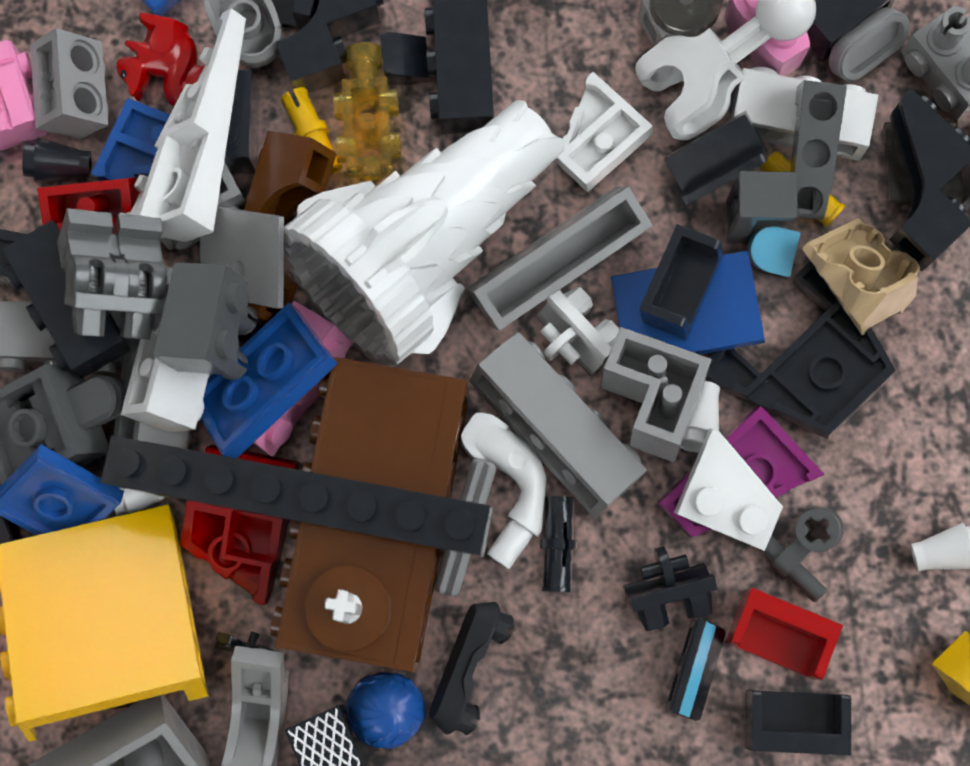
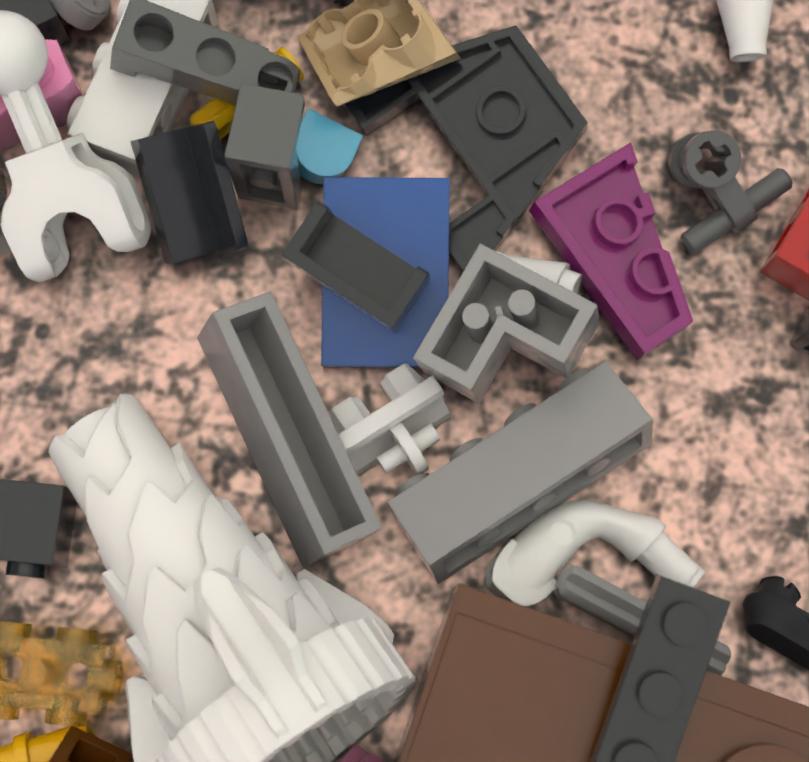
camera: 90 degrees left, 0 degrees up
(558, 544) = (678, 498): black pin -> none
(601, 134) = (115, 343): white wing -> none
(667, 582) = (753, 362): black hips -> none
(728, 495) = (649, 264): white wing -> none

